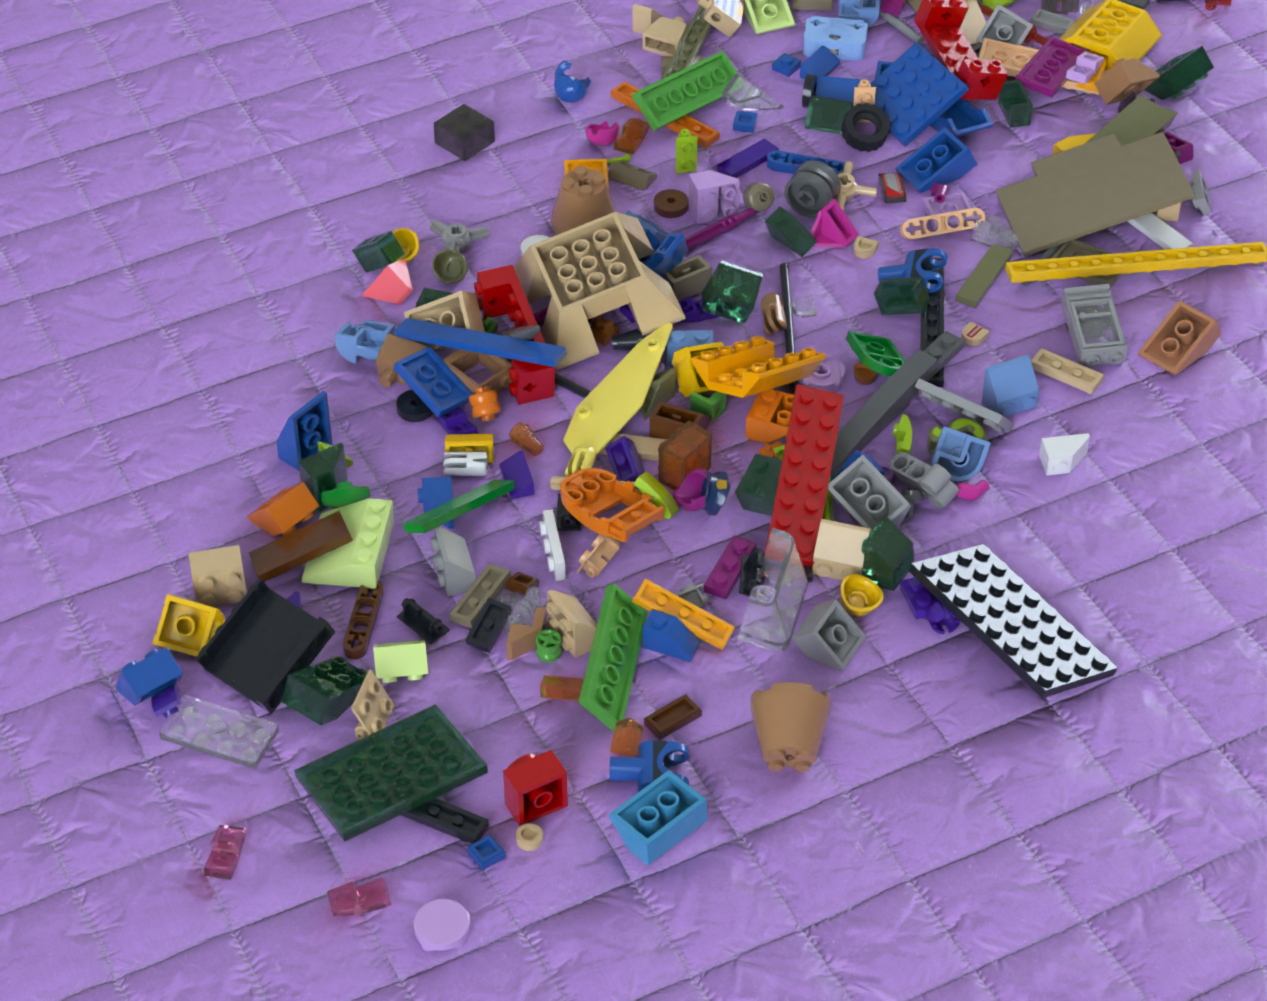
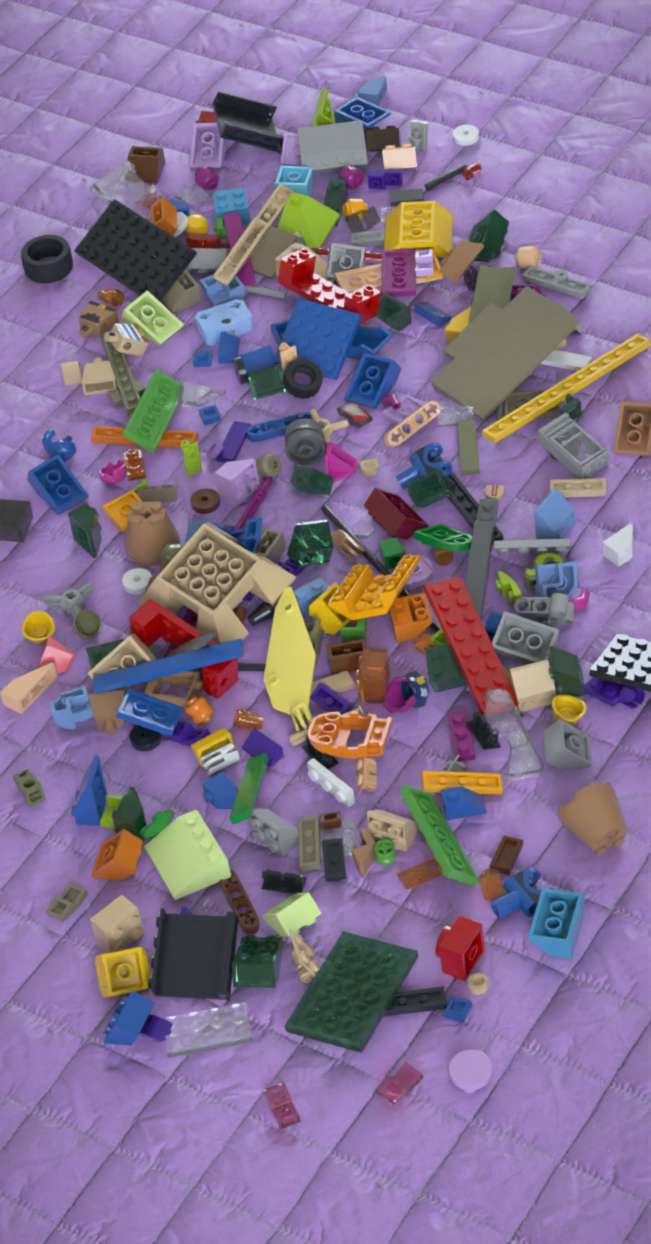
camera: 25 degrees left, 0 degrees up
(207, 529) = (67, 903): none -> dark tan slope
(260, 398) = (29, 787): none -> olive leg
(300, 546) = (158, 873): reddish brown tile -> none
(340, 301) = (27, 688): none -> light nougat slope
(378, 251) = (27, 639): panel -> none
(528, 173) = (86, 528): none -> clear green slope
(538, 119) = (56, 484): none -> blue slope
(661, 496) = (366, 707): lime slope -> none
(813, 338) = (391, 552): none -> green brick
(848, 304) = (394, 514): none -> dark red slope
(1057, 123) = (432, 313): none -> blue slope
(1125, 287) = (572, 407): none -> bracket
(1206, 112) = (528, 256): none -> light nougat head
(1218, 150) = (557, 281): none -> light grey hinge

